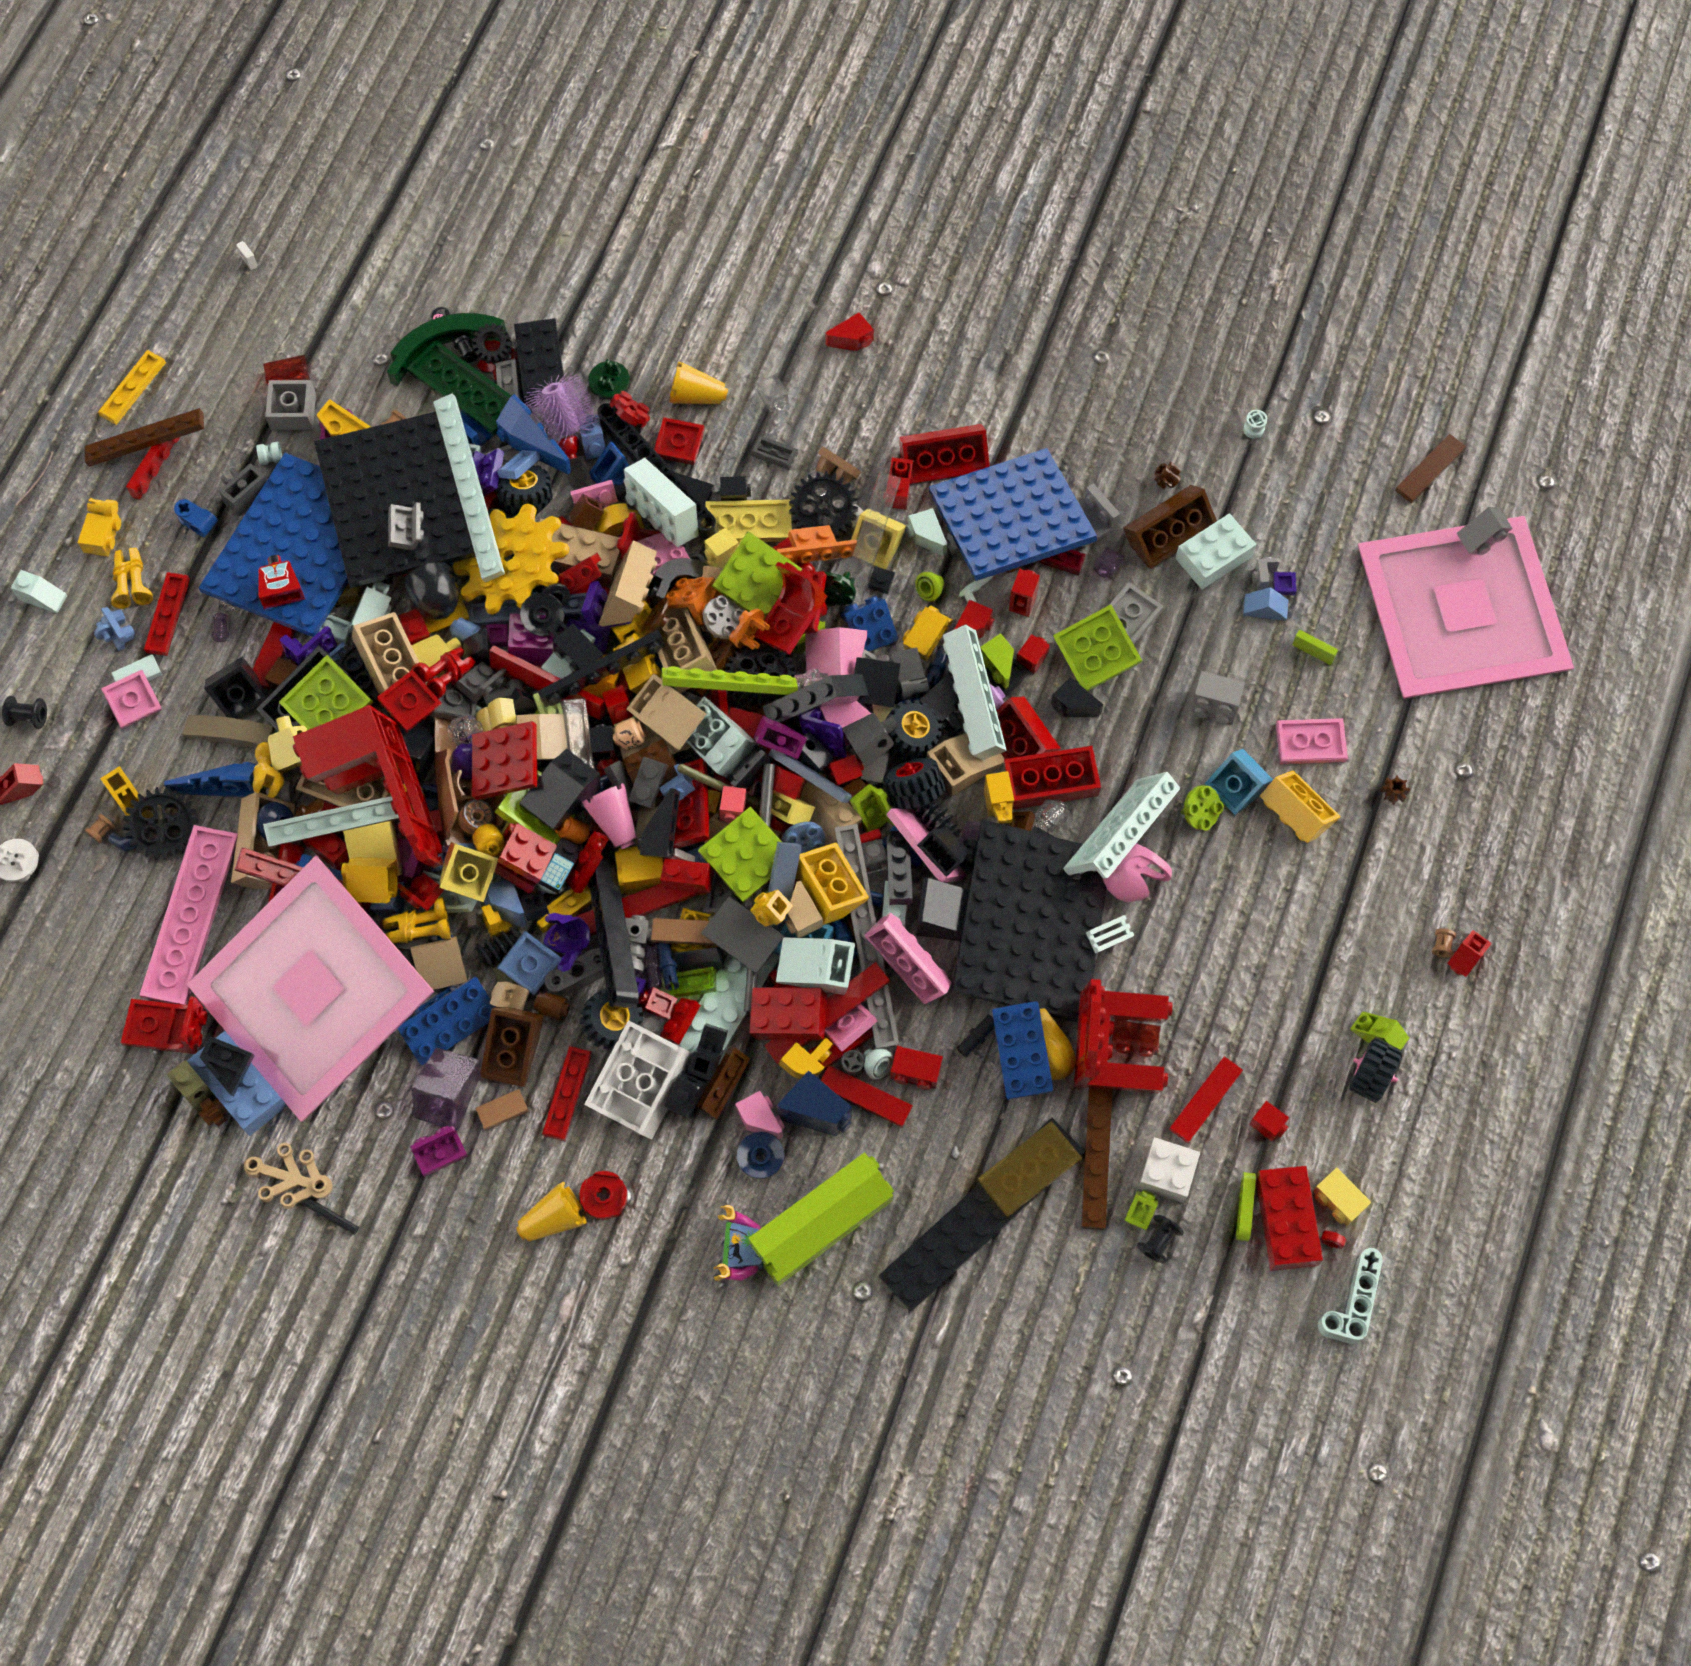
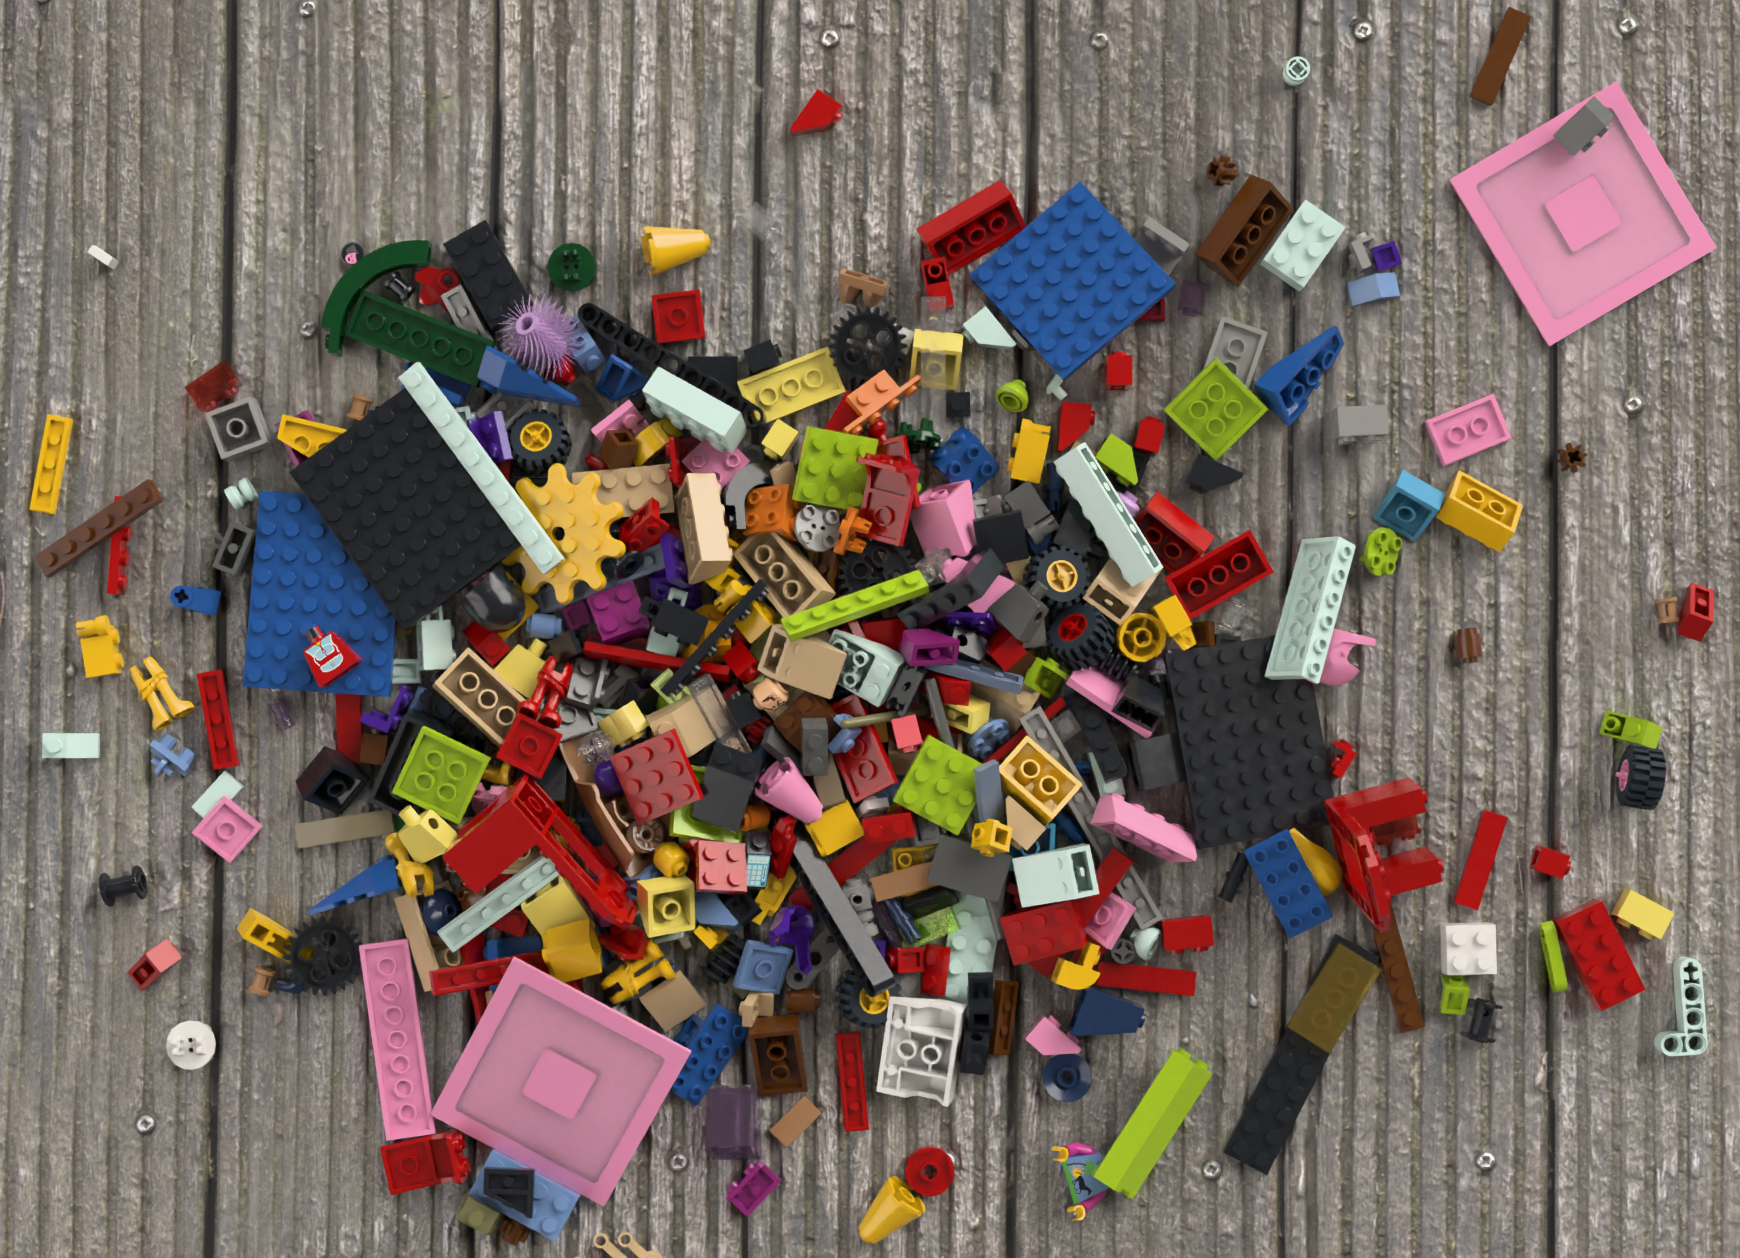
camera: 20 degrees left, 20 degrees up
(405, 526) = (438, 547): light grey bracket -> none
(486, 332) = (422, 290): black tyre -> none
(519, 464) = (524, 420): medium blue tile -> none
(542, 603) = (635, 593): black dish -> none
(630, 410) = (604, 296): red plate -> none
(656, 617) = (745, 554): reddish brown dish -> none
(659, 834) = (847, 801): black slope -> none
(772, 455) = (791, 301): dark grey tile -> none
(966, 802) = (1140, 637): none -> yellow cylinder
(1108, 970) = (1341, 762): none -> red bracket
(1123, 927) = (1343, 710): light aqua tile -> none
(1174, 650) = (1292, 379): none -> blue wedge
(1254, 911) = (1468, 645): none -> reddish brown brick
(1315, 647) = (1441, 321): lime tile -> none
(1333, 1239) = (1646, 959): red tile -> none

